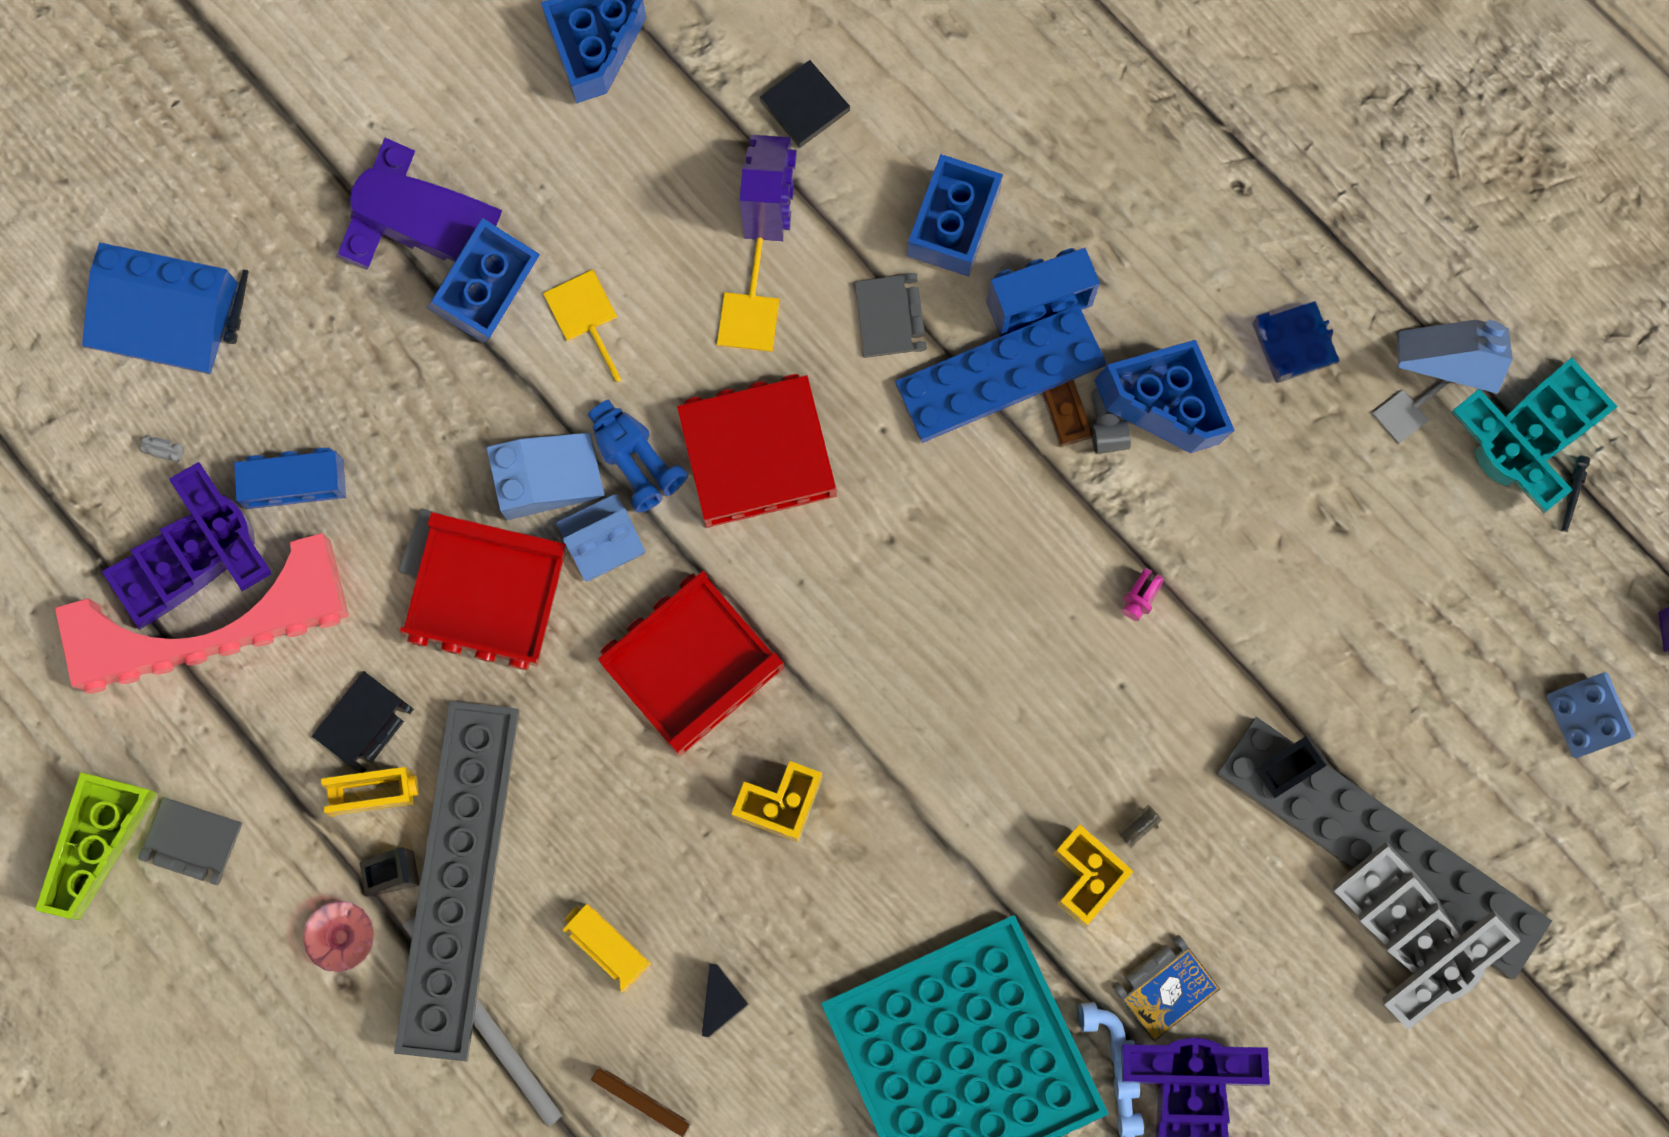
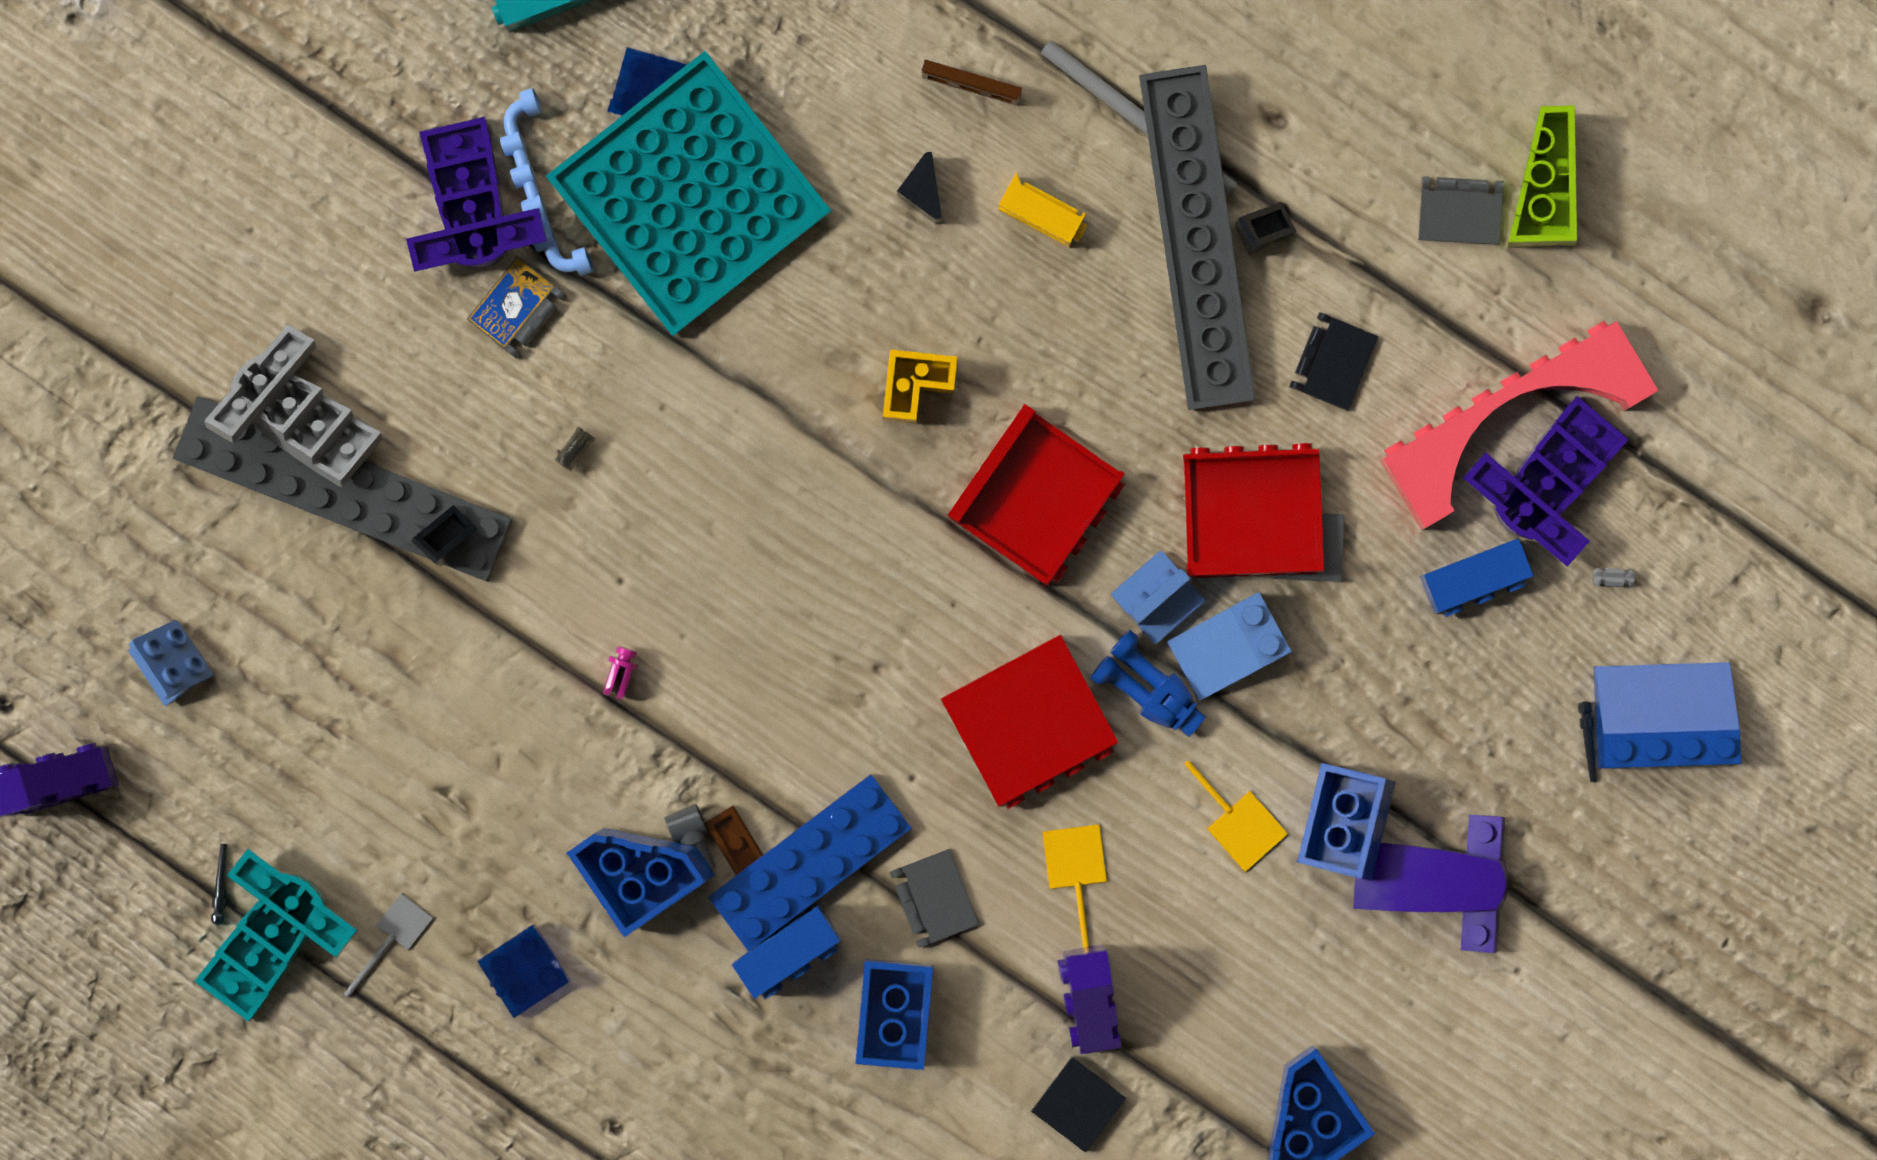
camera: 165 degrees right, 10 degrees up
(323, 928) = (1296, 141): clear pink dish -> none
(336, 797) = (1271, 310): yellow window -> none
(1098, 872) = (602, 390): yellow brick -> none
(1459, 352) = (364, 992): medium blue slope -> none

